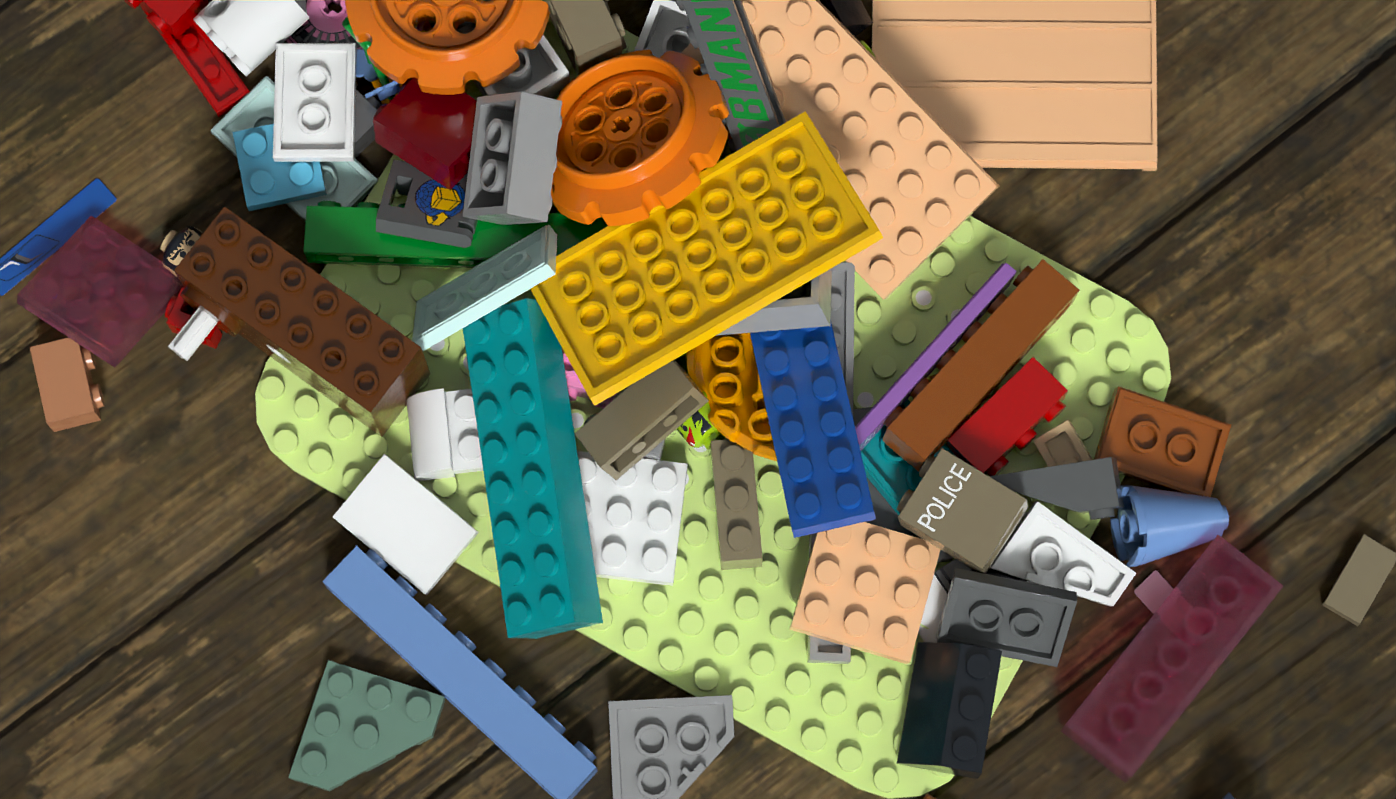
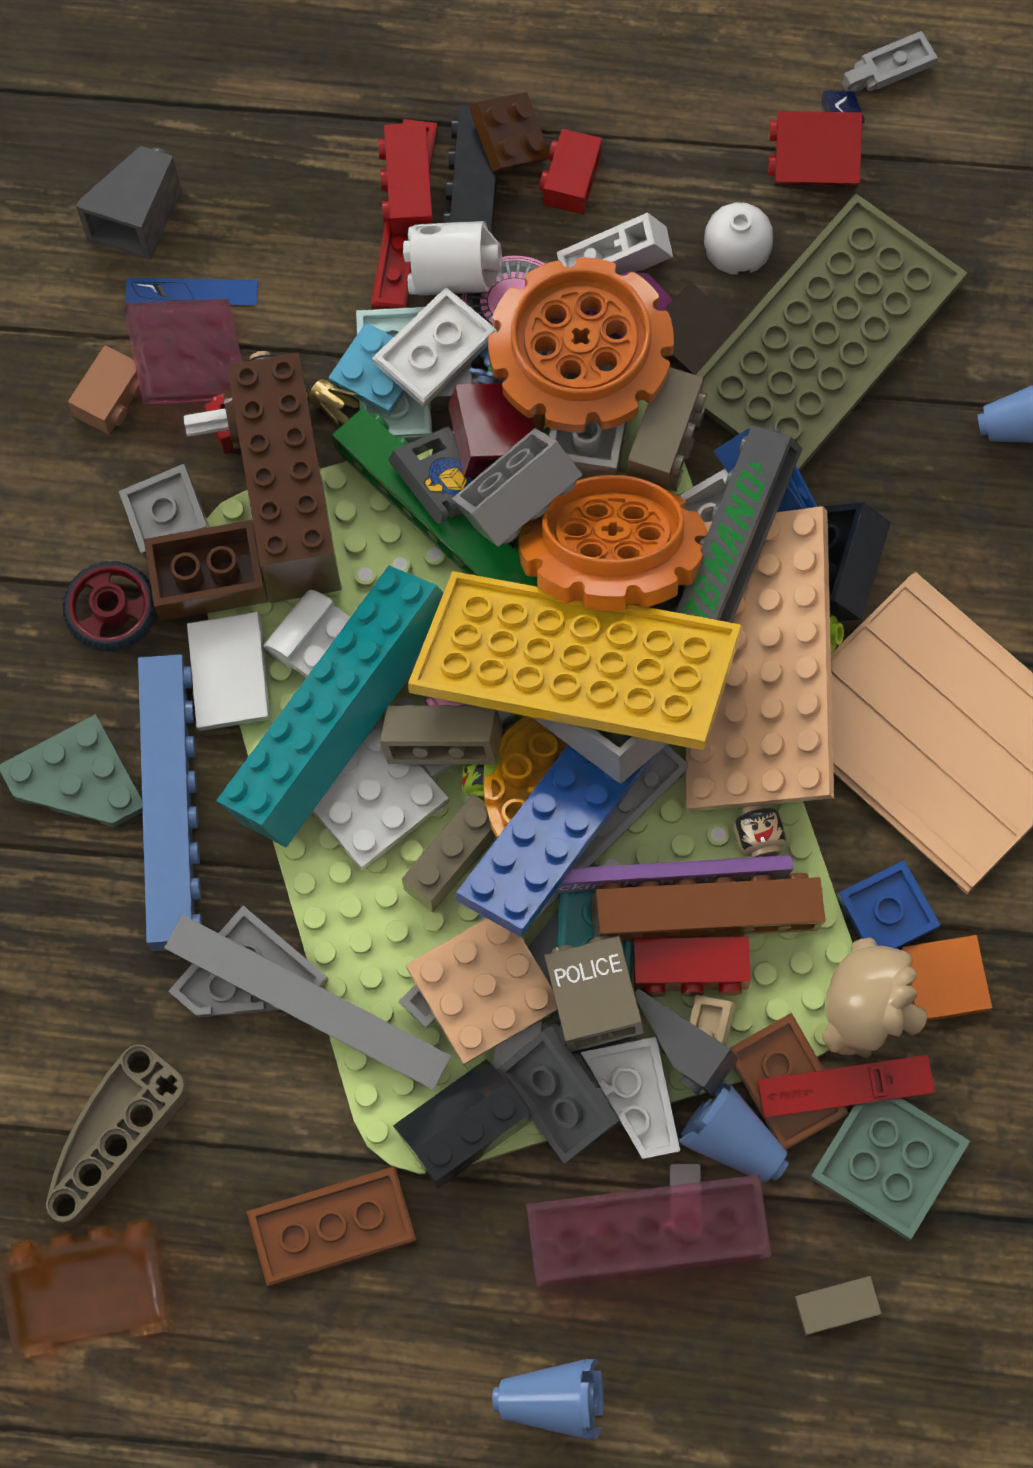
camera: 45 degrees right, 5 degrees down
(217, 441) = (163, 506): none -> light grey plate
(270, 220) = (331, 399): none -> pearl gold piece
(280, 539) = (98, 578): none -> dark red wheel
(309, 458) = (205, 570): none -> reddish brown brick
(485, 287) = (421, 558): light aqua tile -> none
(737, 729) = (308, 1002): none -> light grey tile
(958, 266) = (759, 832): none -> head
(1111, 238) = (889, 908): none -> blue plate
(1174, 317) = (871, 999): none -> tan piece
(1203, 251) = (949, 978): none -> orange tile
(1211, 406) = (846, 1086): none -> red piece
(1295, 431) = (890, 1162): none -> sand green plate

